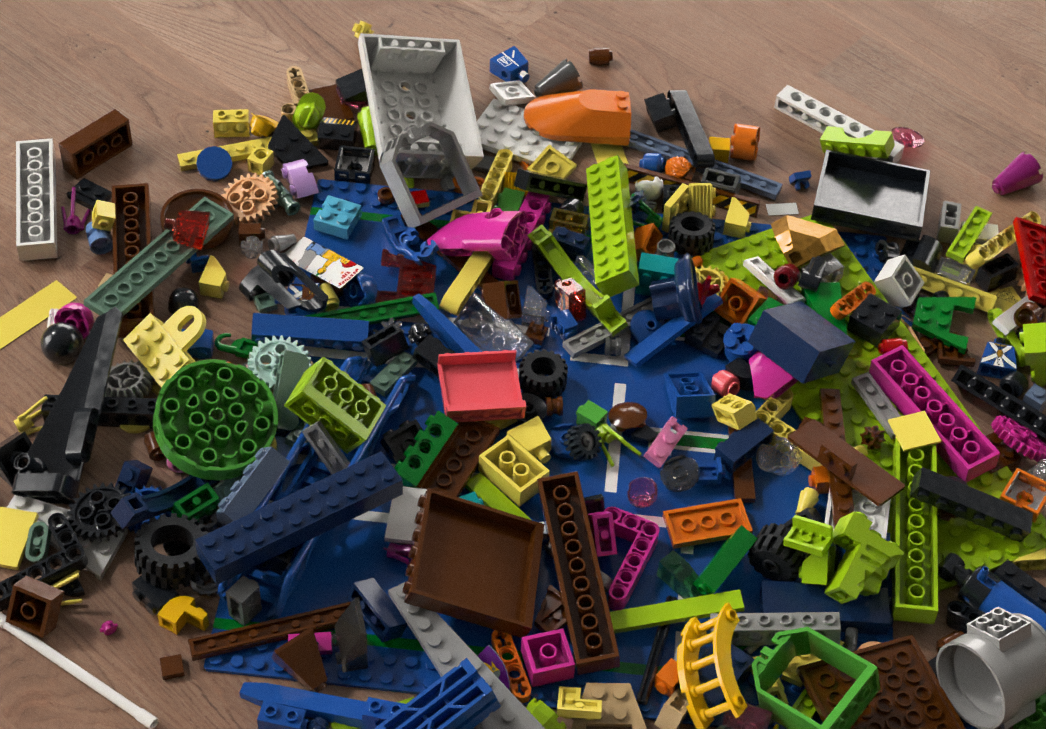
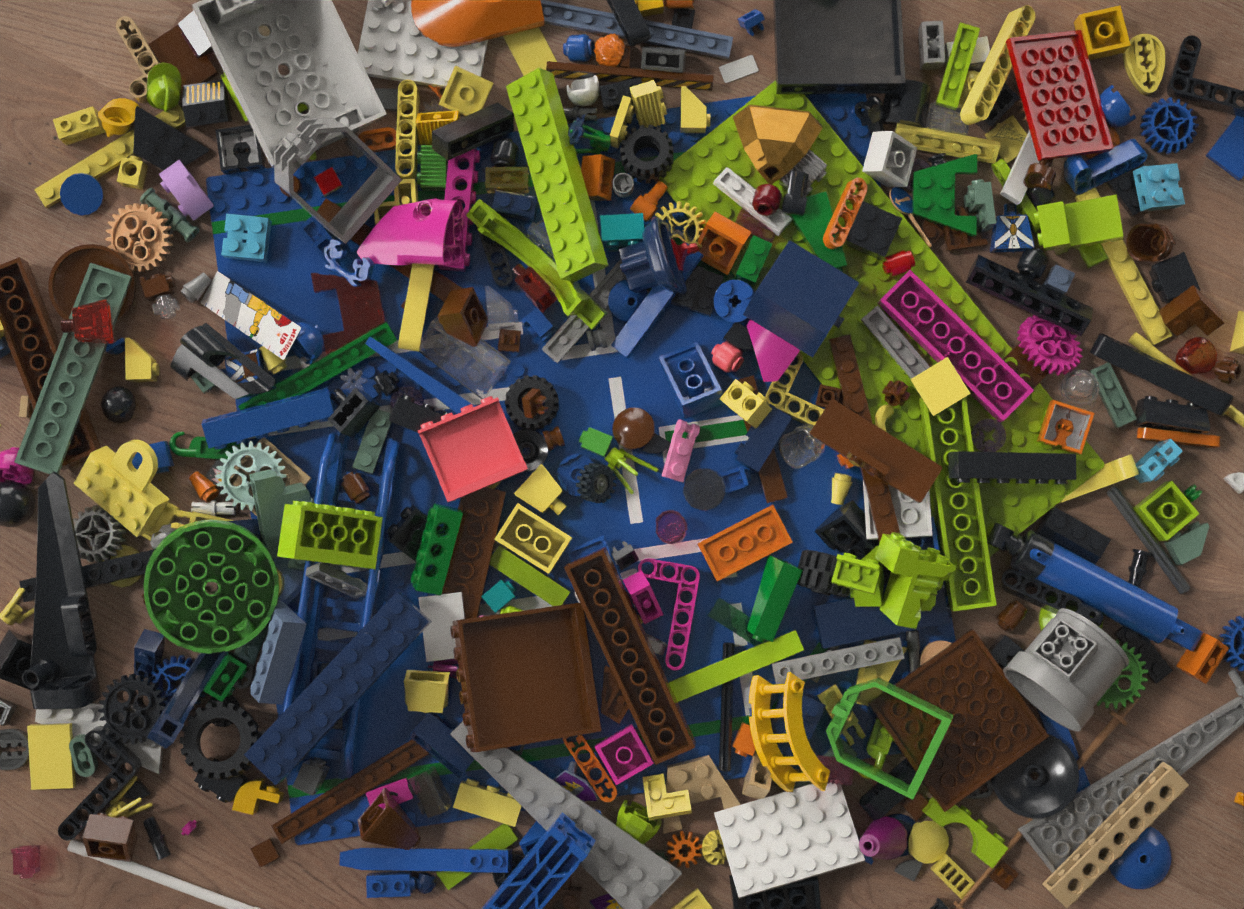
camera: 10 degrees left, 35 degrees up
(74, 628) = (156, 838): none -> black axle
(376, 561) = (426, 691): none -> light yellow torso
(402, 668) = (487, 802): none -> light yellow brick
(544, 365) = (533, 403): none -> reddish brown tile
(745, 165) = (683, 17): none -> black tile
(974, 329) = (980, 200): none -> sand green plate

